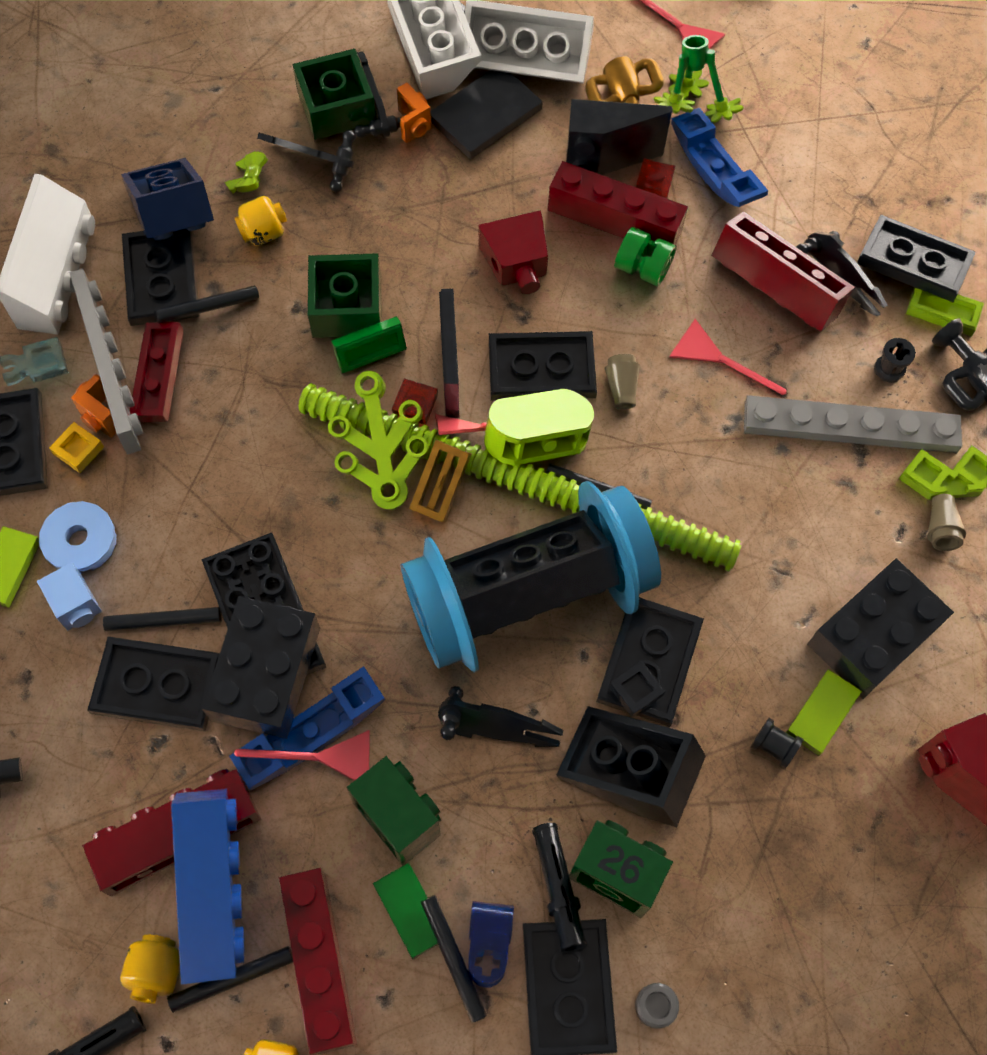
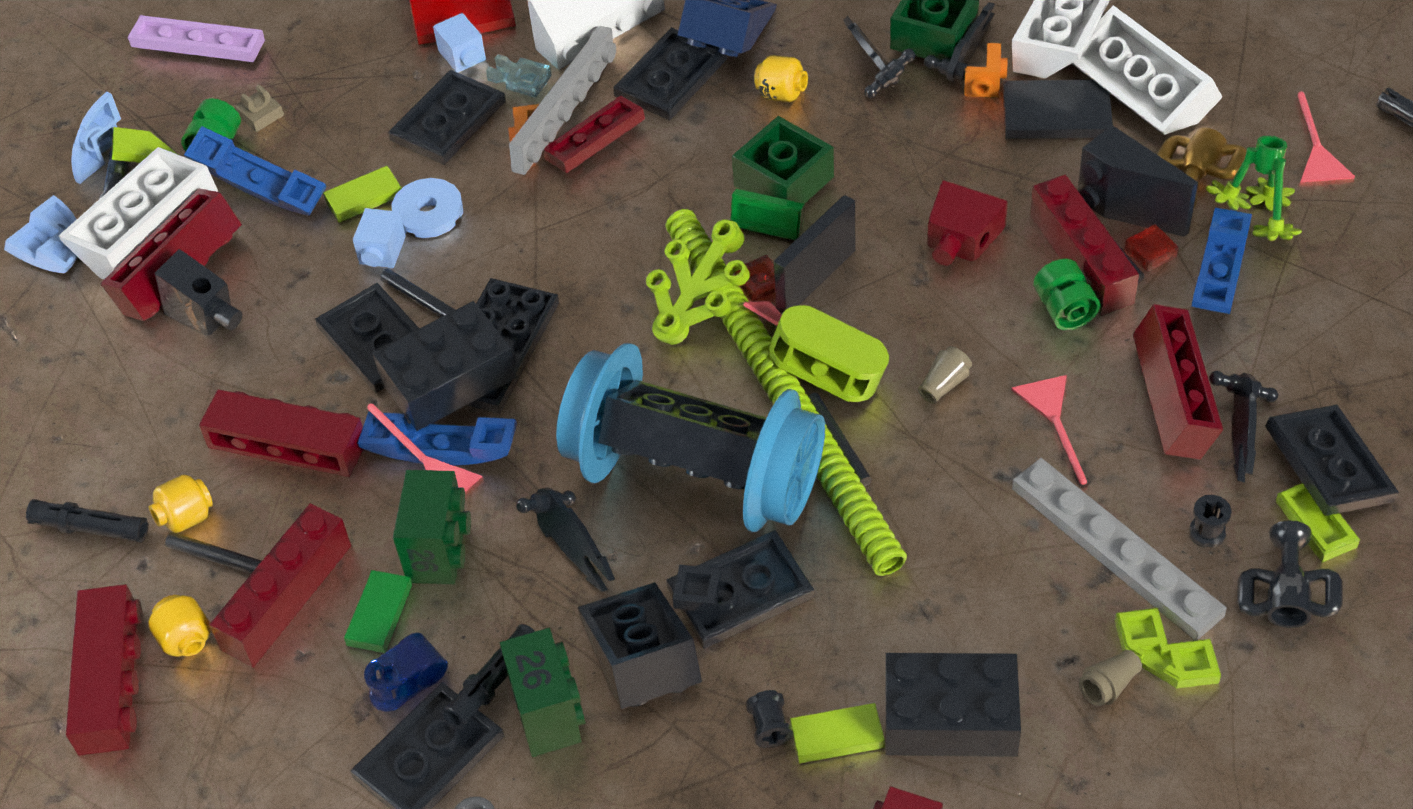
camera: 50 degrees right, 15 degrees down
(76, 447) = (487, 147): yellow plate -> none
(204, 885) = (258, 461): blue brick -> none
(206, 304) = (677, 110): black bar -> none
(252, 166) = (817, 38): lime piece -> none
(429, 511) = (716, 346): pearl gold tile -> none
(453, 959) = (372, 651): black bar -> none
(541, 363) = (900, 320): black tile -> none

